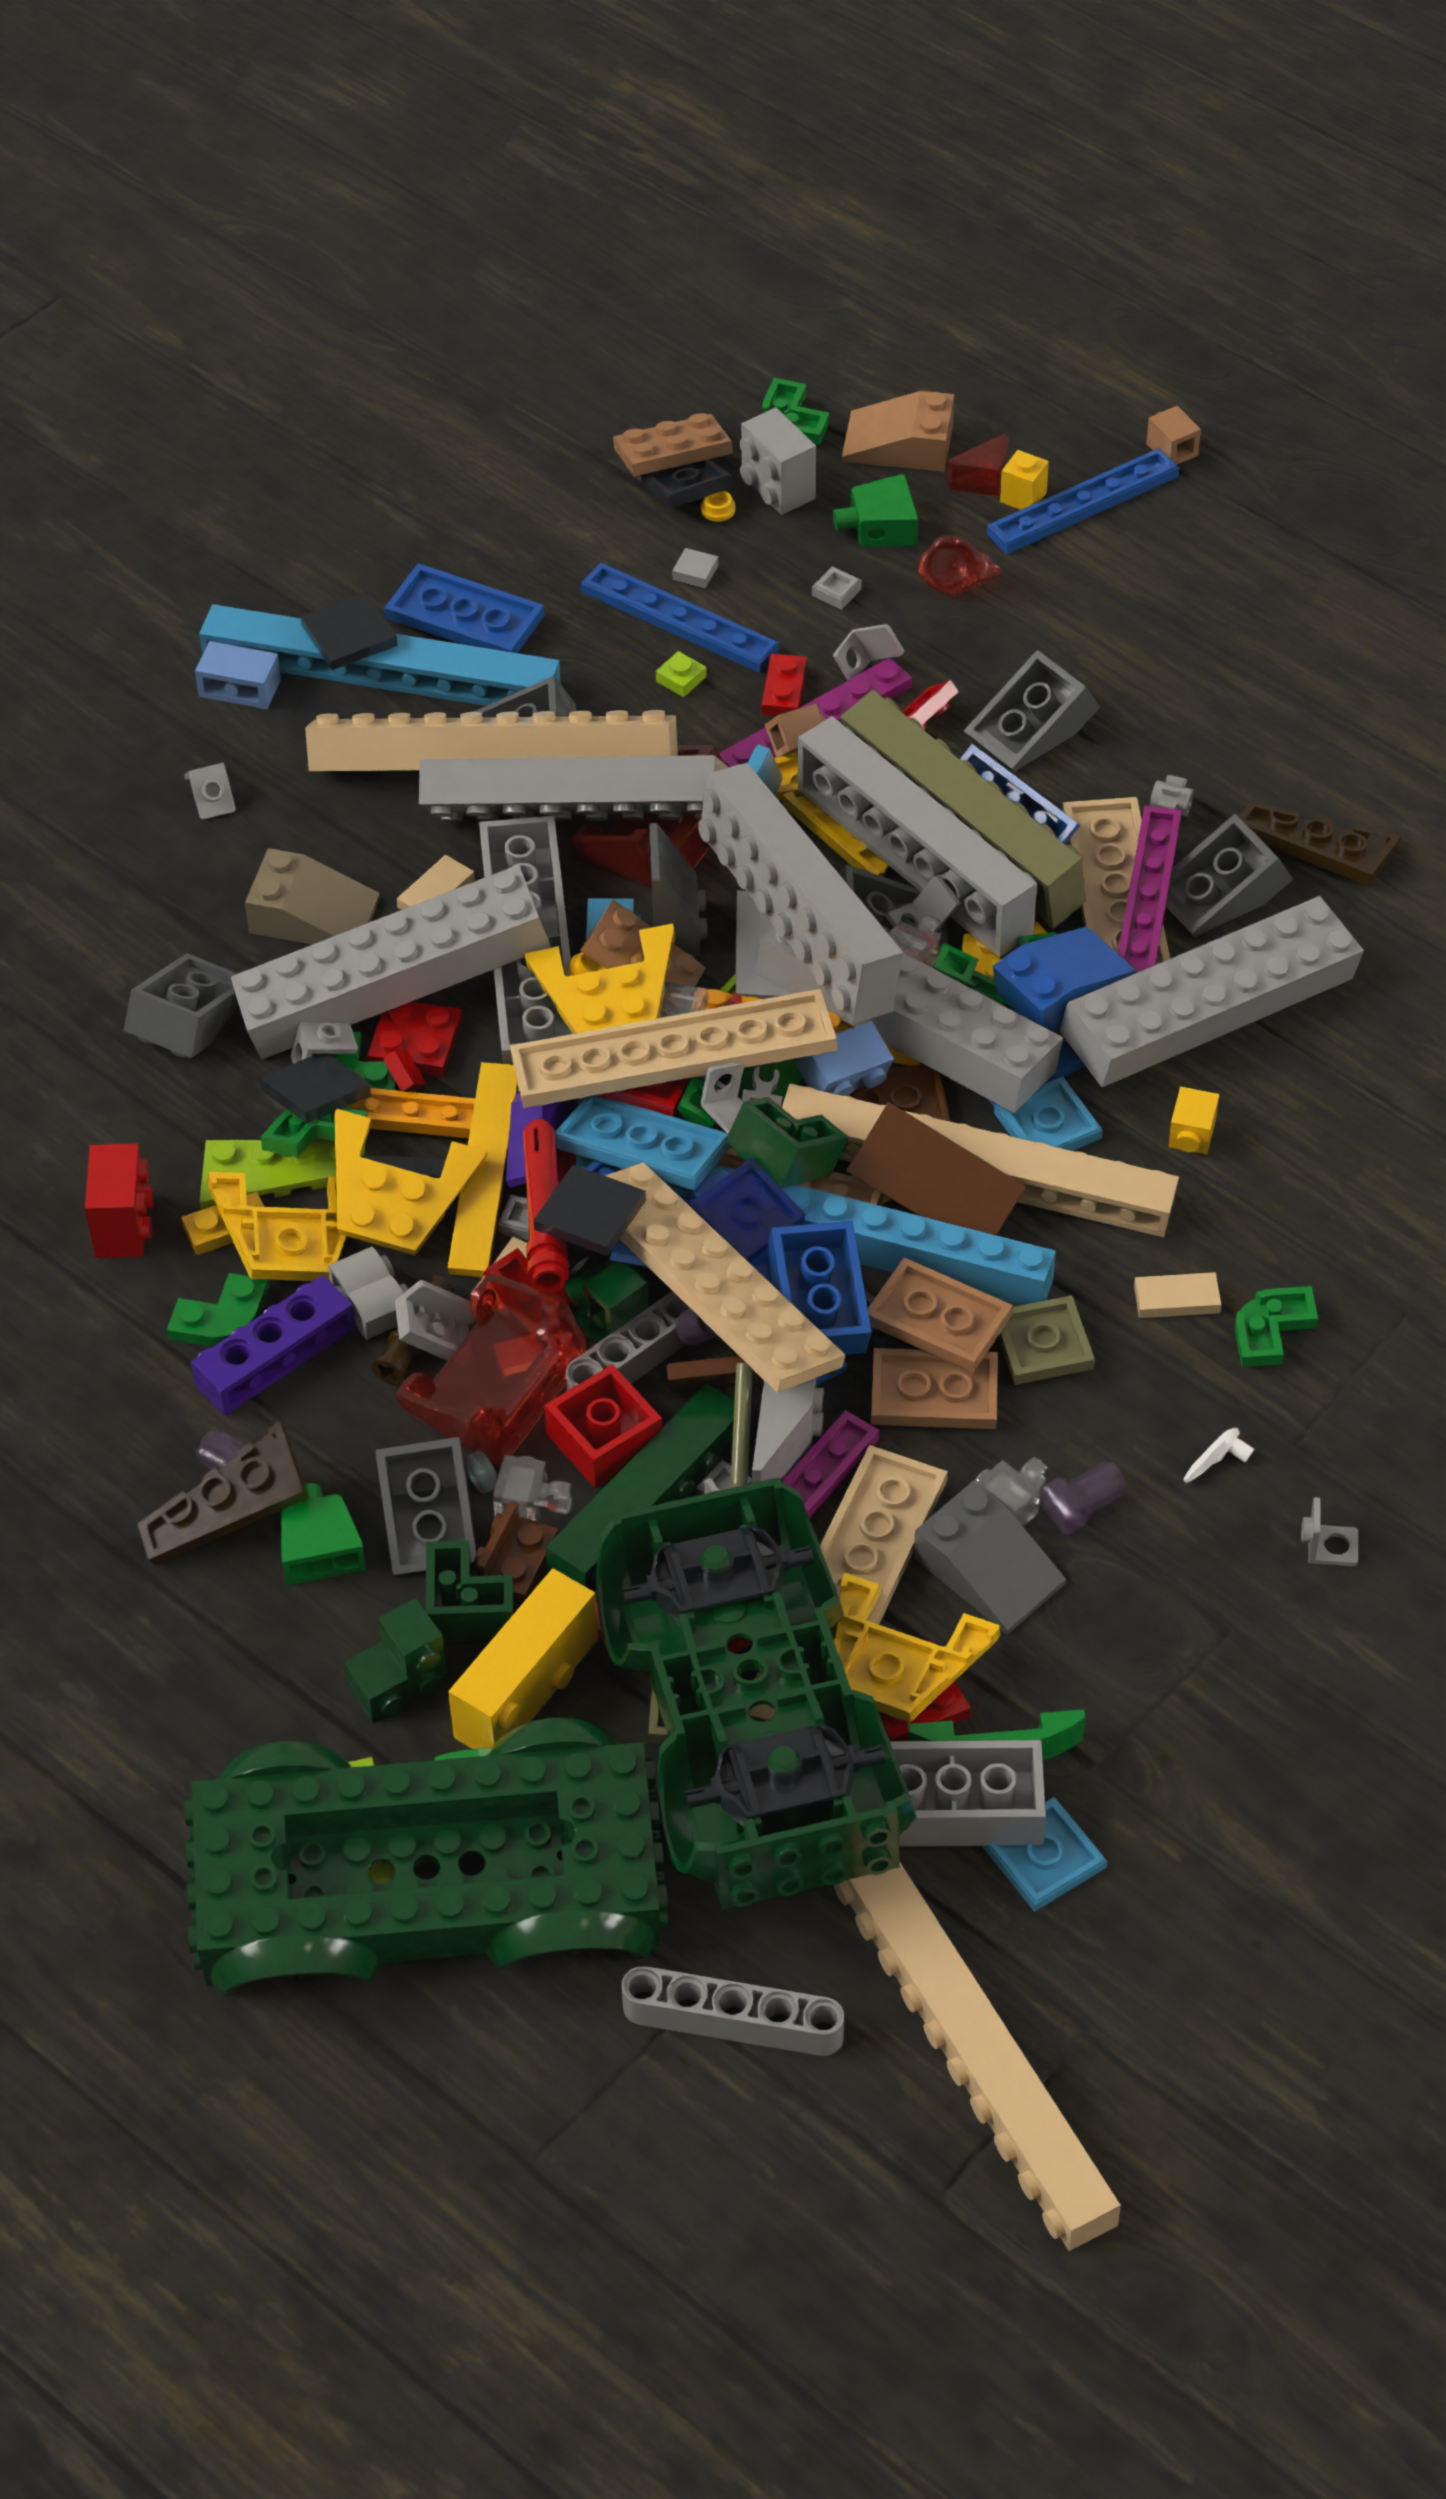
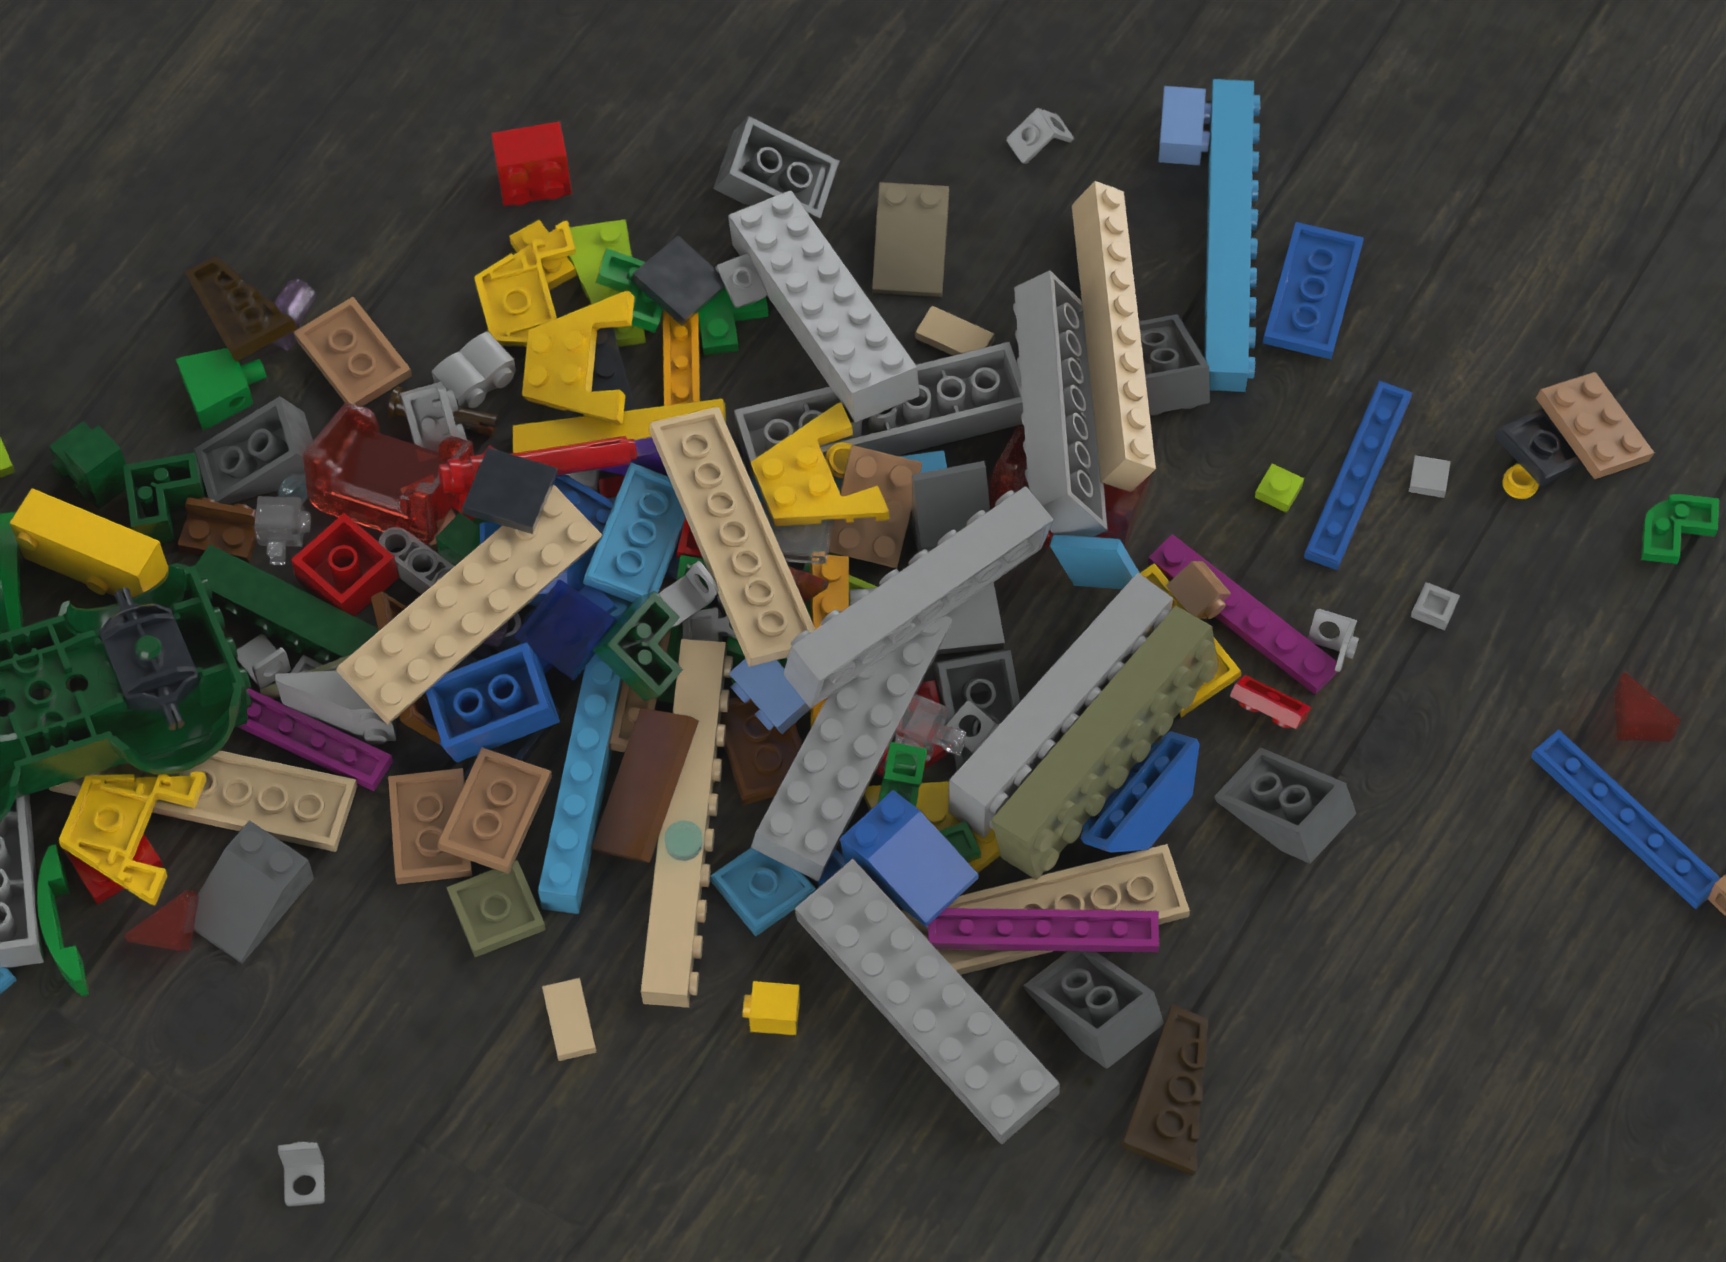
camera: 80 degrees right, 10 degrees up
(212, 1323) = (439, 276): green plate -> none
(273, 1344) = (391, 309): dark purple brick -> none
(314, 1402) = (352, 353): none -> medium nougat plate
(348, 631) = (1238, 193): black tile -> none
(404, 1070) = (720, 348): red tile -> none
(422, 1030) = (771, 356): red plate -> none
(778, 461) = (1579, 515): light grey brick -> none
(783, 684) = (1285, 579): red plate -> none
(880, 514) = (1545, 627): green torso -> none
(902, 432) = (1674, 632): medium nougat slope -> none
(955, 566) = (1477, 706): clear red hair -> none
(1011, 1148) = (683, 840): none -> clear light blue tile
(1016, 1490) = (315, 898): clear brick -> none
(1024, 480) = (1625, 752): yellow brick -> none
(1024, 1629) = (169, 926): none -> clear red slope
(1073, 1501) = (319, 953): clear purple piece -> none
(1172, 794) = (1195, 943): light grey gear -> none
(1225, 1443) = (387, 1068): white bar -> none
(1262, 1319) = (541, 1091): green plate -> none

